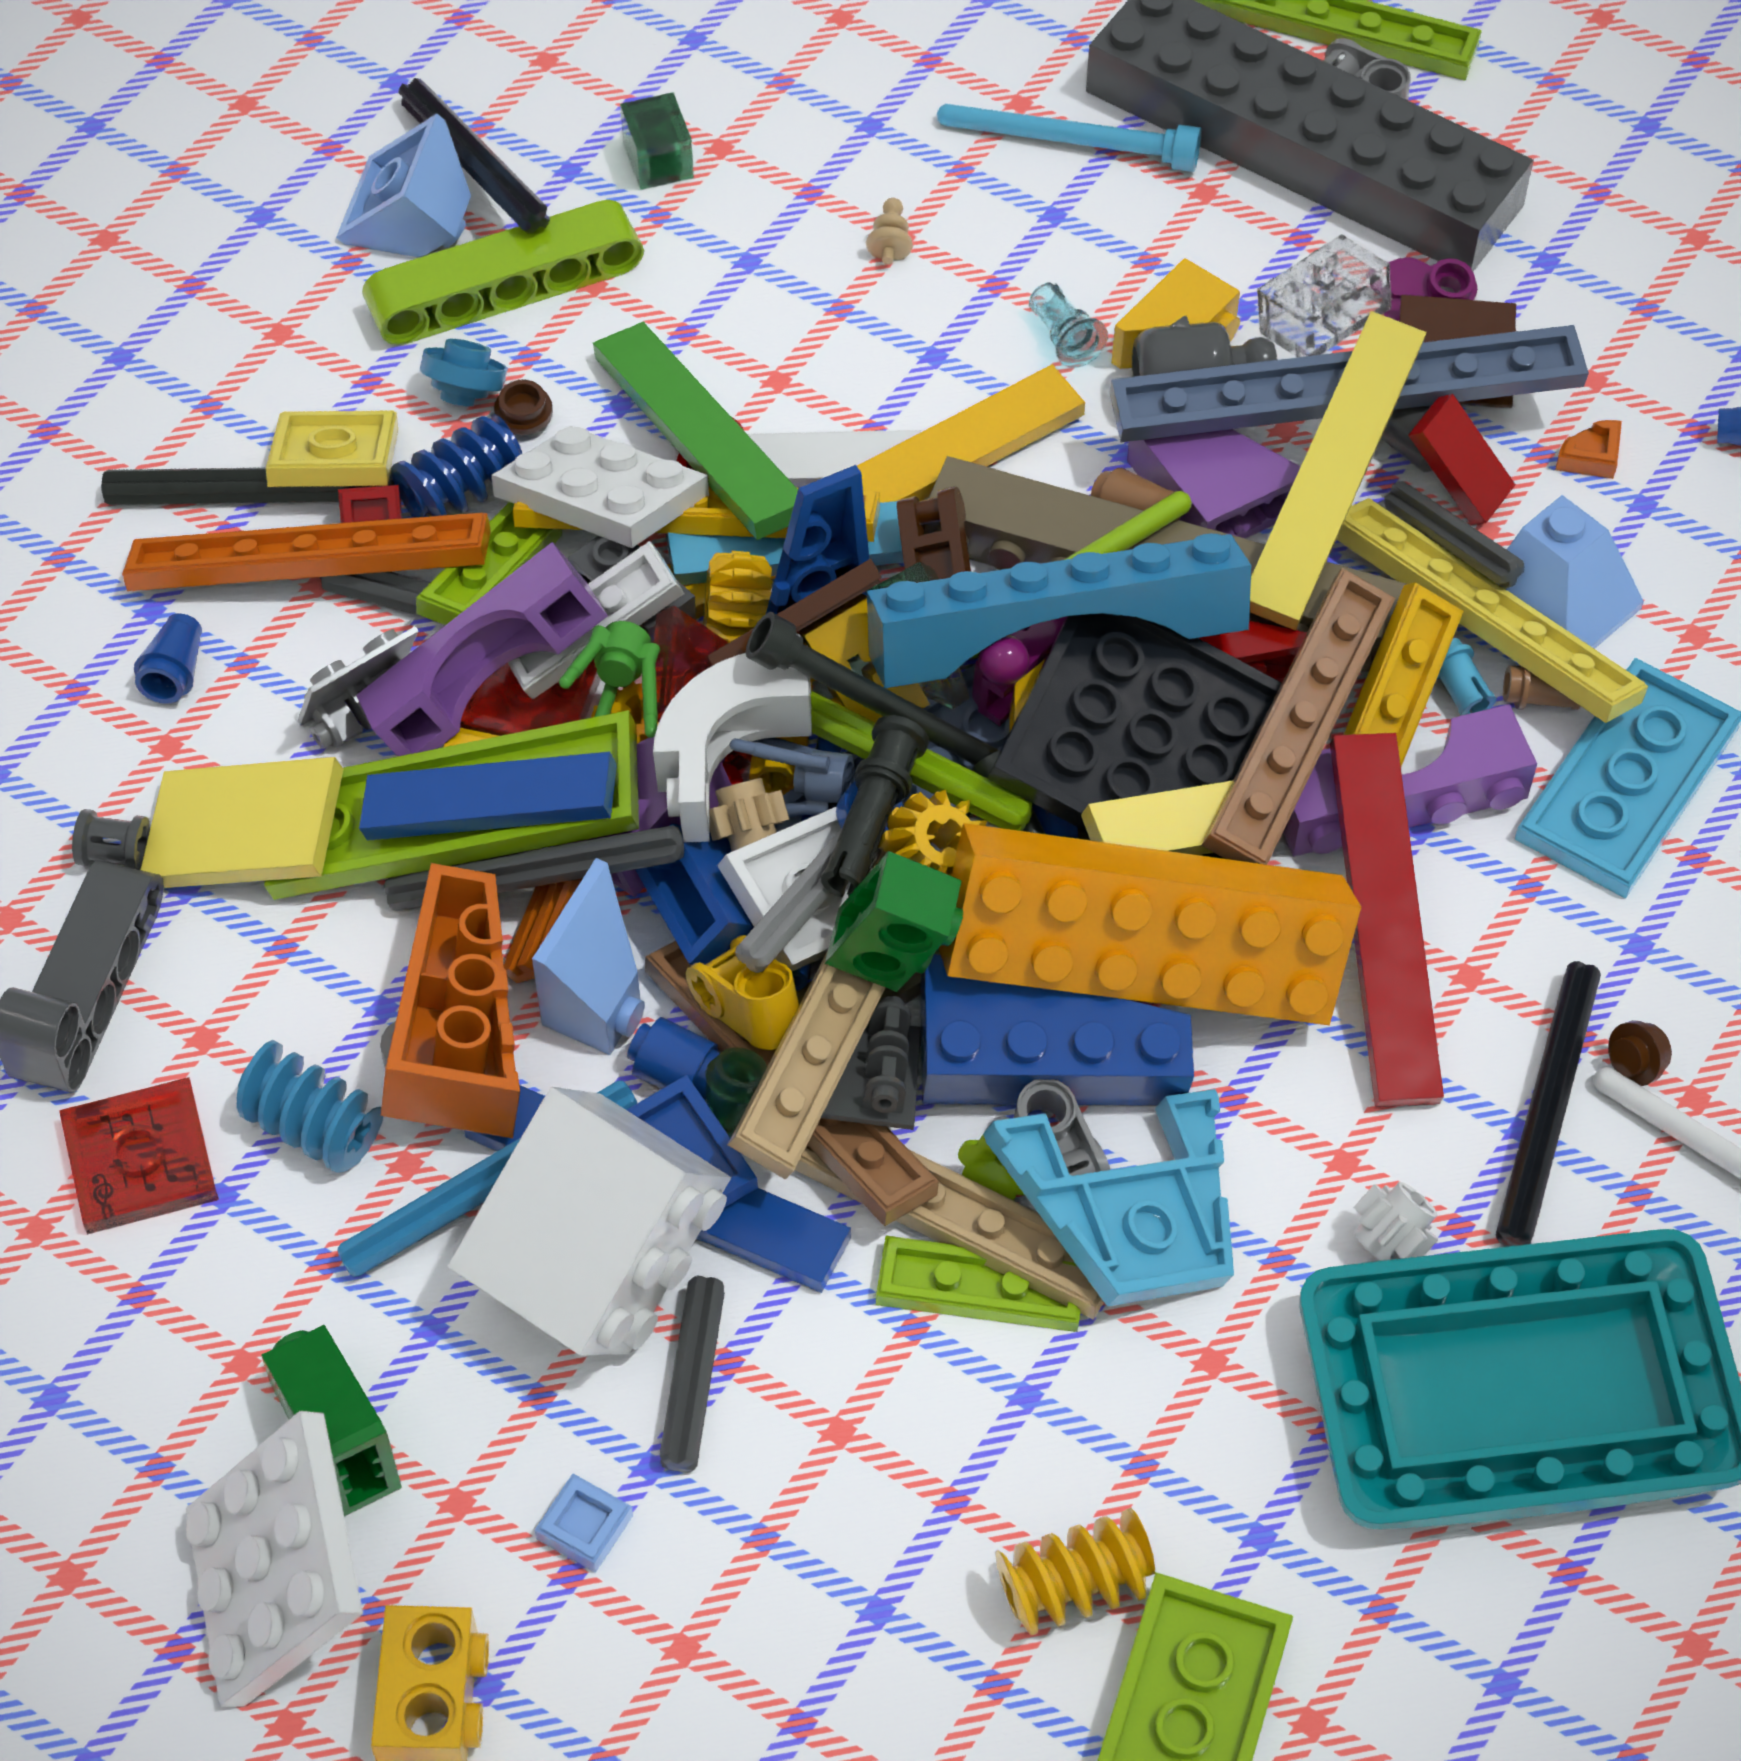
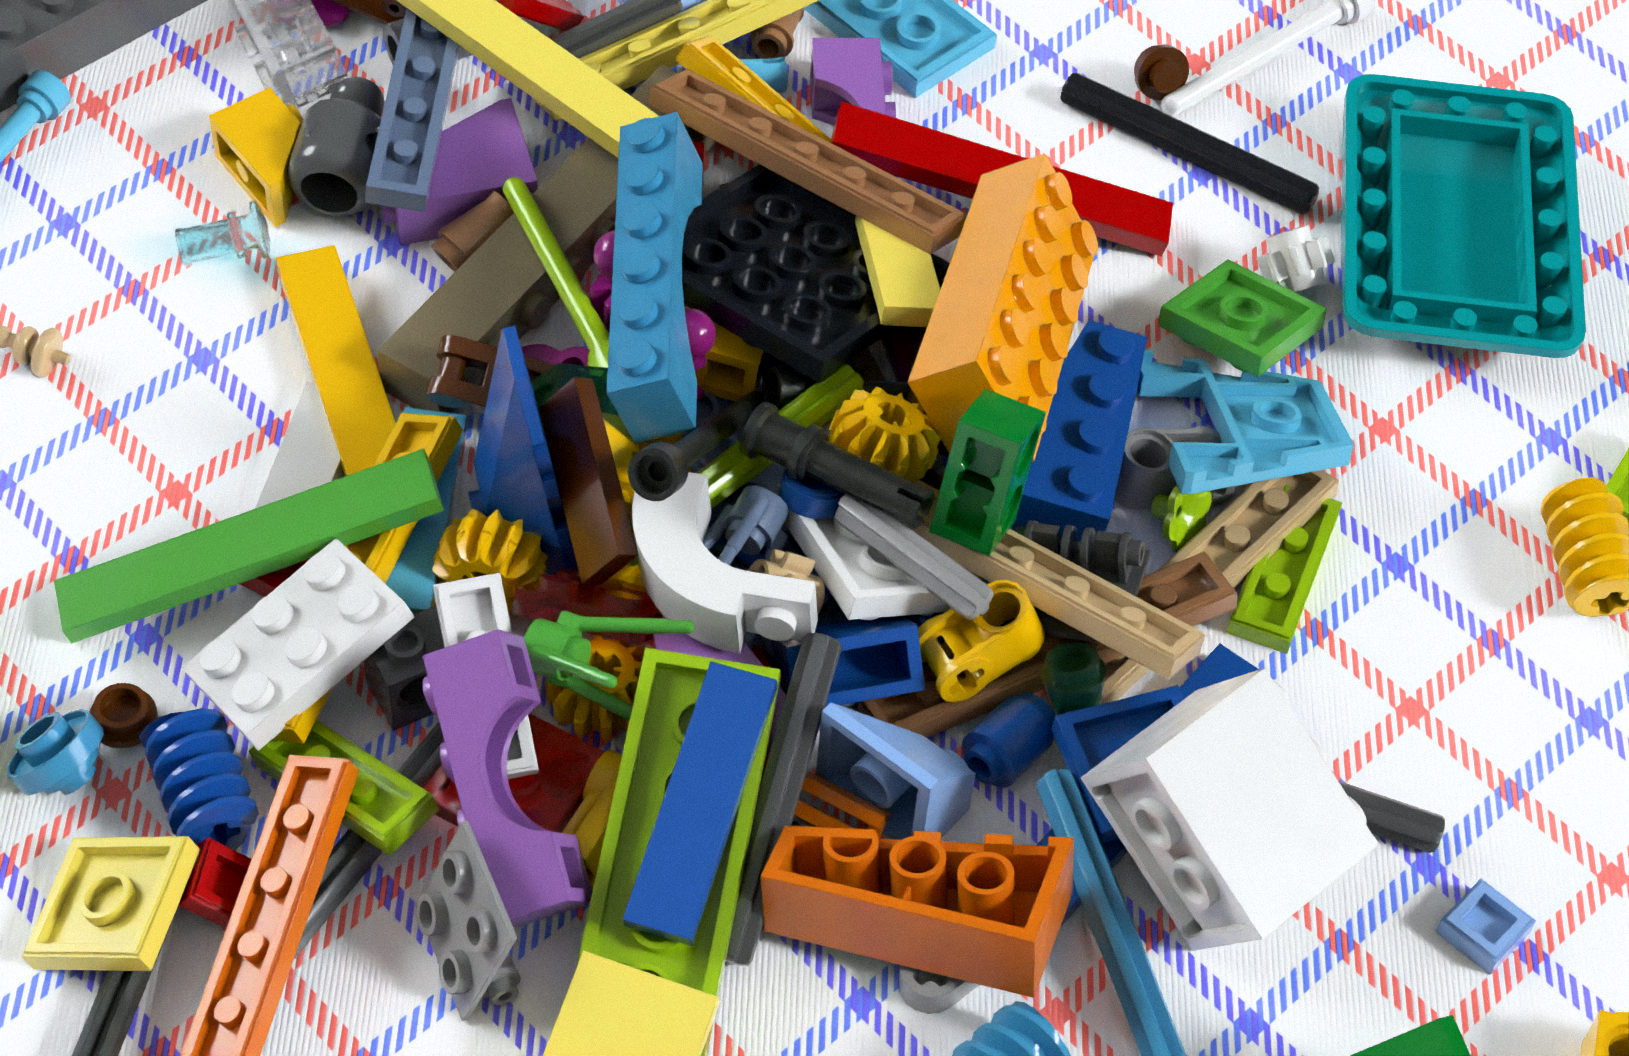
camera: 80 degrees left, 5 degrees down
(1287, 1181) = (1242, 317): none -> bright green plate

